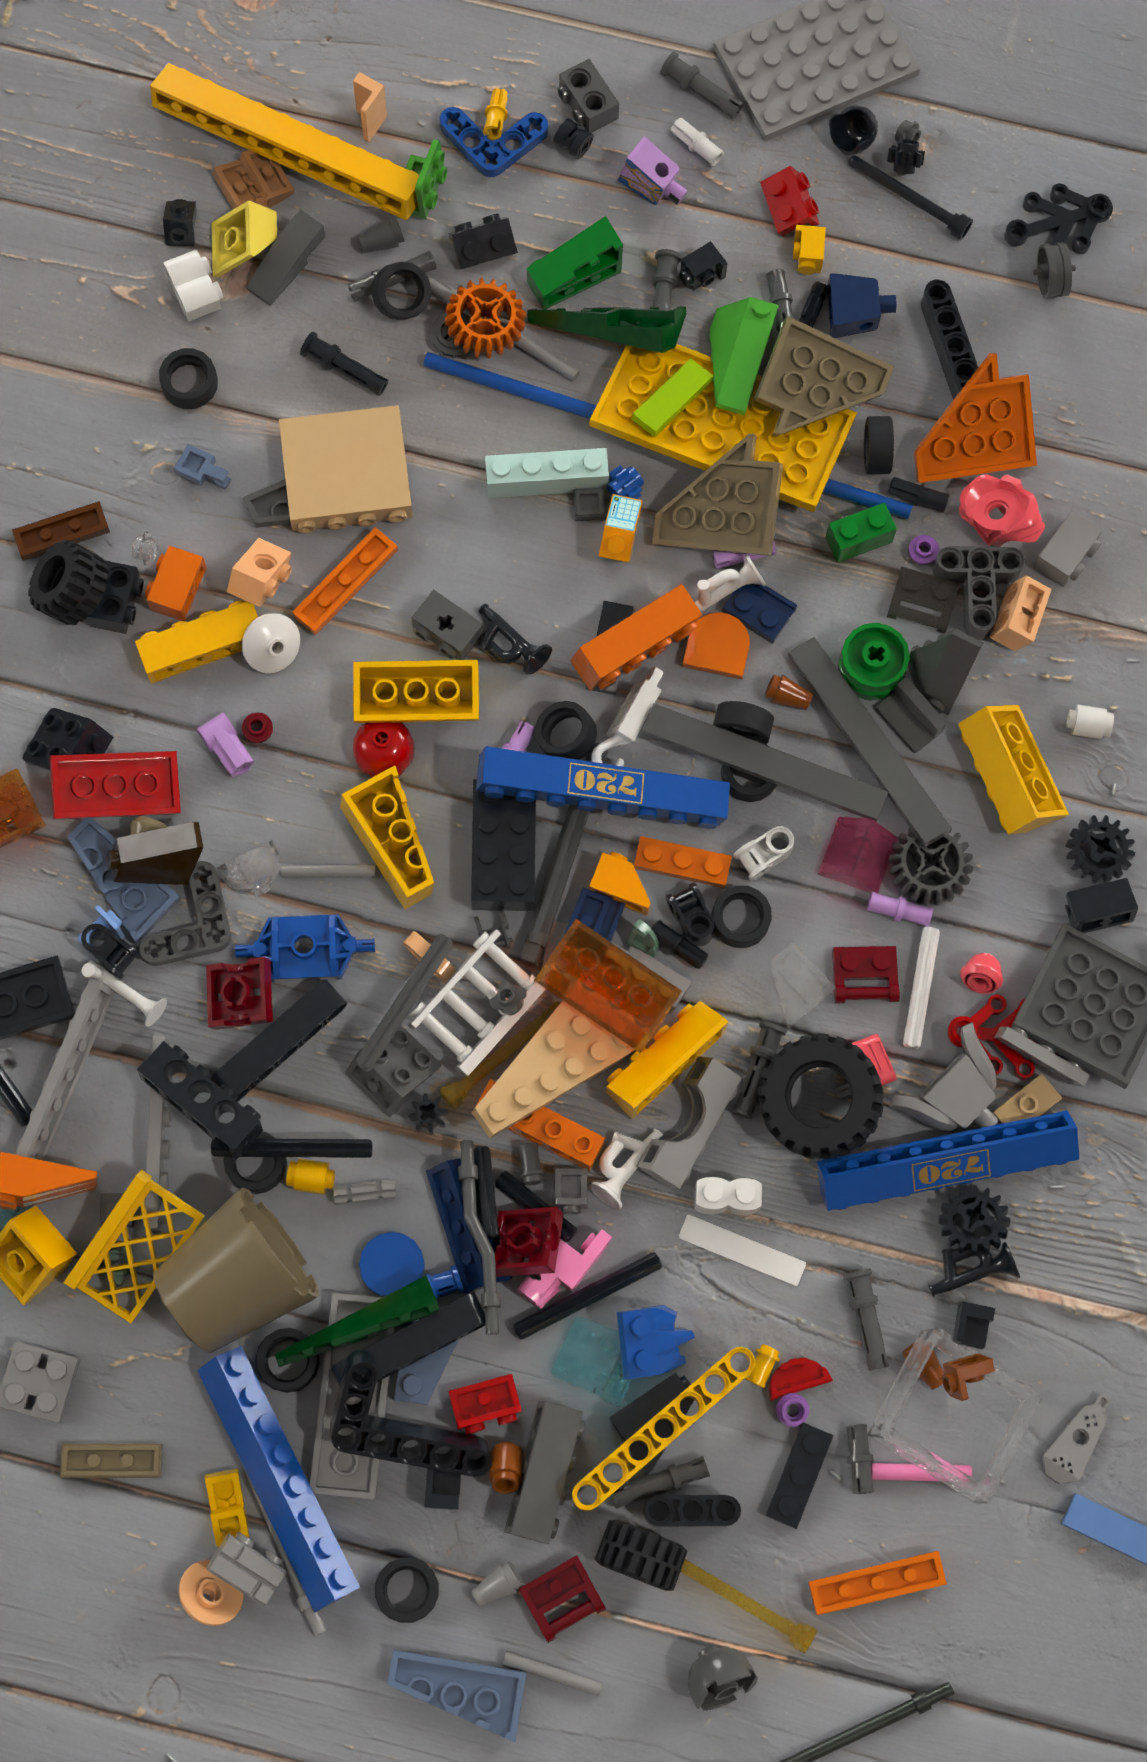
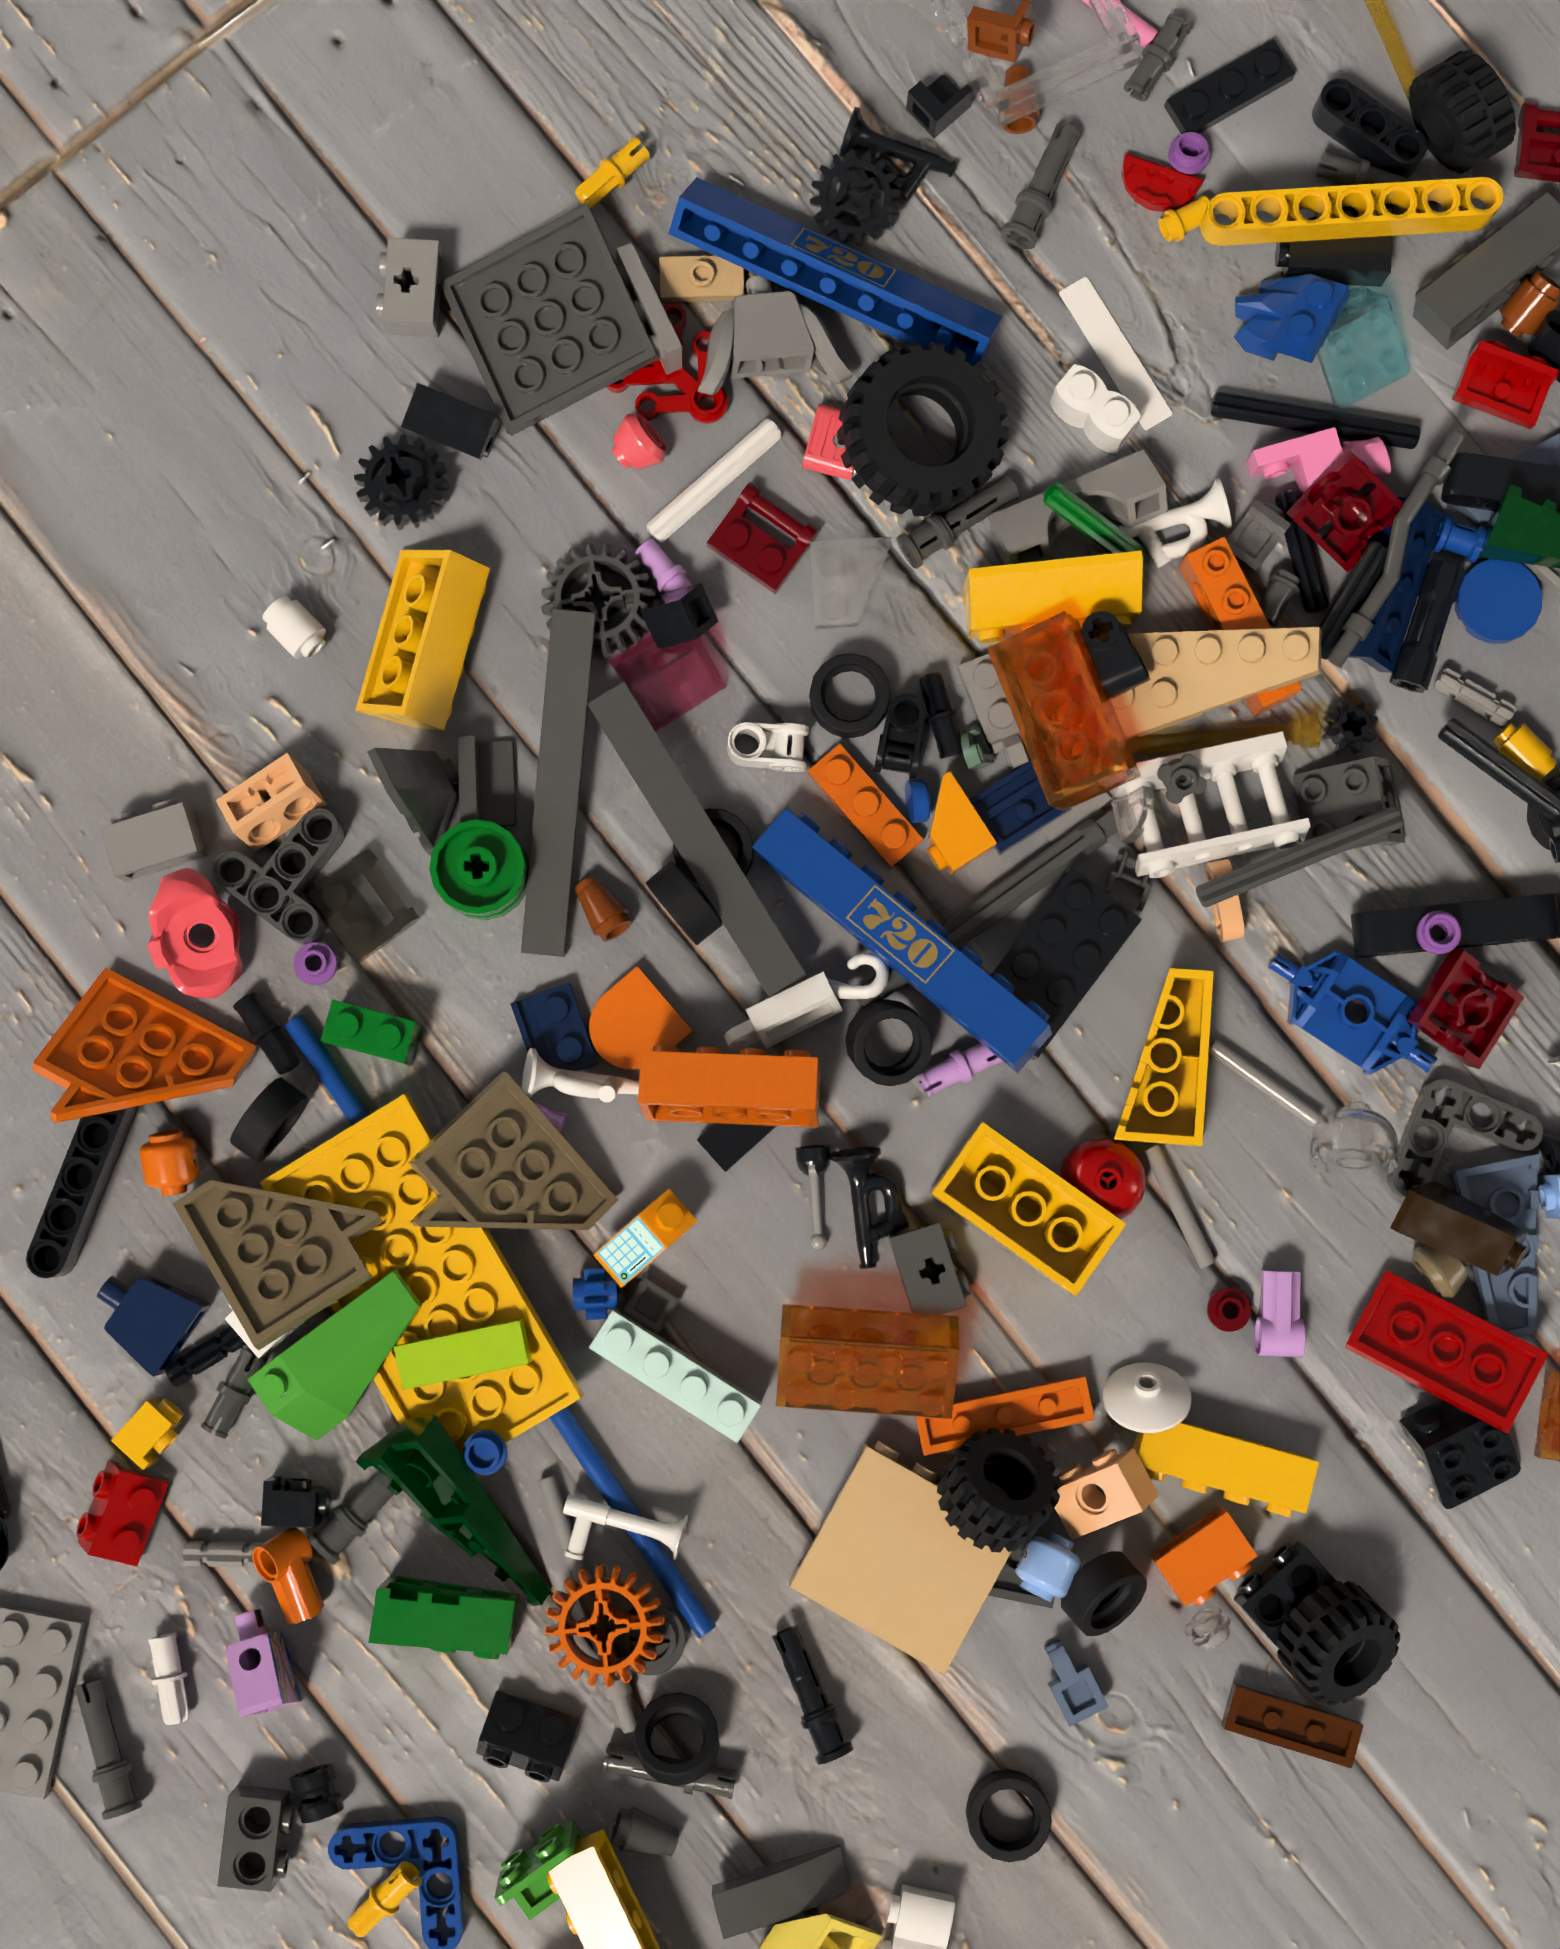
camera: 140 degrees left, 10 degrees up
(220, 520) = (1104, 1593): none -> black tyre
(262, 511) = (1048, 1566): none -> light blue head
(288, 1010) = (1451, 929): none -> medium lavender plate
(323, 764) = (1179, 1206): none -> light grey bar
(324, 553) = (982, 1511): none -> black tyre
(425, 1214) = (1427, 626): none -> black axle
(445, 548) = (867, 1361): none -> clear orange brick
(523, 961) = (1131, 813): none -> clear tile
(539, 370) = (590, 1511): none -> white piece
(559, 640) = (813, 1162): none -> hinge
(601, 1037) = (1116, 659): none -> black piece
(620, 357) = (485, 1452): none -> blue plate
(654, 884) = (917, 801): none -> blue tile
(674, 1118) = (1089, 520): none -> green axle
(681, 233) = (285, 1565): none -> orange piece
(717, 220) = (219, 1553): none -> light grey axle
(876, 883) = (679, 616): none -> black panel
(914, 389) = (169, 1161): none -> orange head
(1132, 1127) = (612, 173): none -> yellow axle

